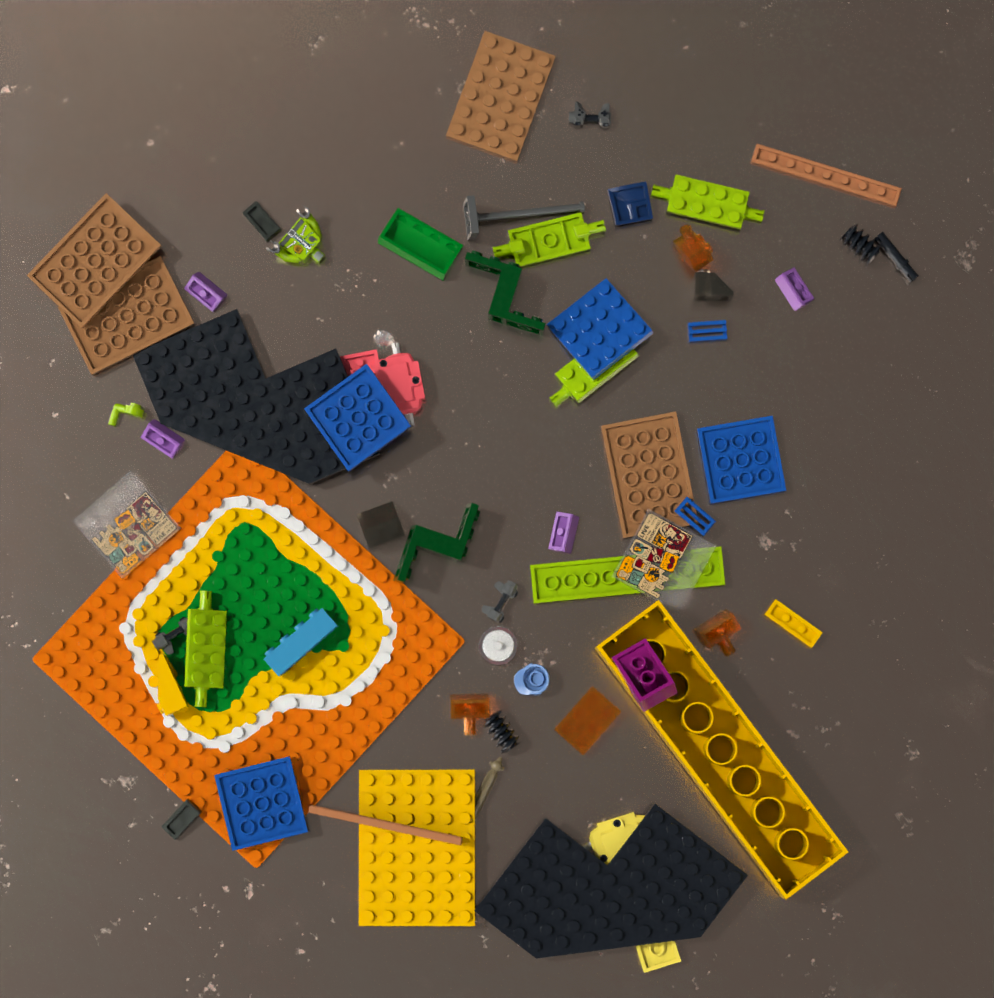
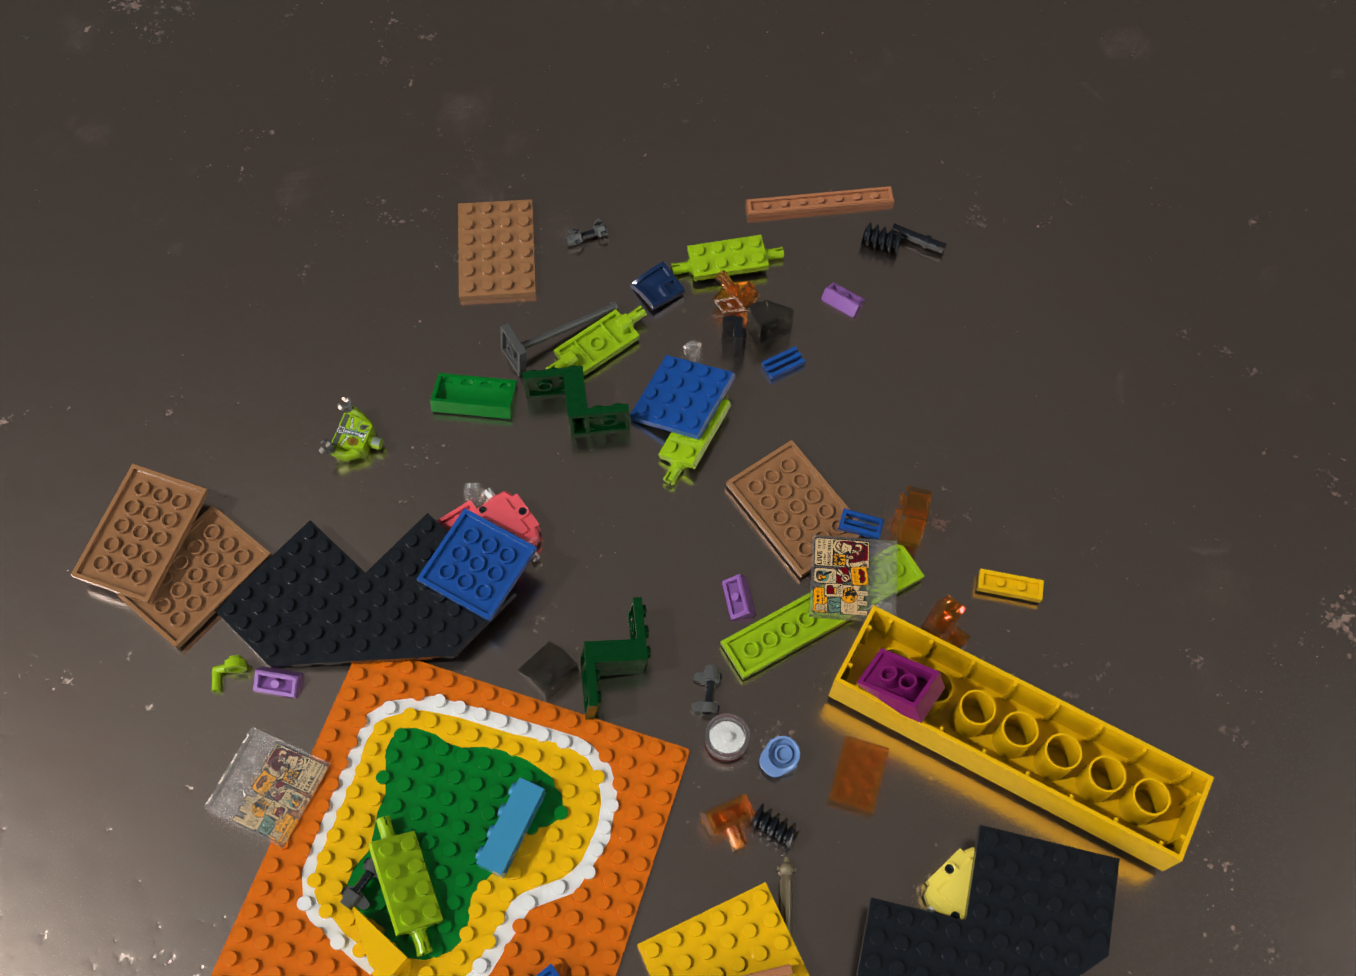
camera: 25 degrees left, 20 degrees down
(205, 291) = (272, 521): medium lavender slope -> none
(261, 221) = (306, 436): pearl dark grey tile -> none
(632, 282) = (693, 349): none -> clear plate
(676, 281) = (733, 331): none -> black bracket
(738, 530) = (911, 516): none -> clear orange brick
(741, 459) = (876, 458): blue plate -> none

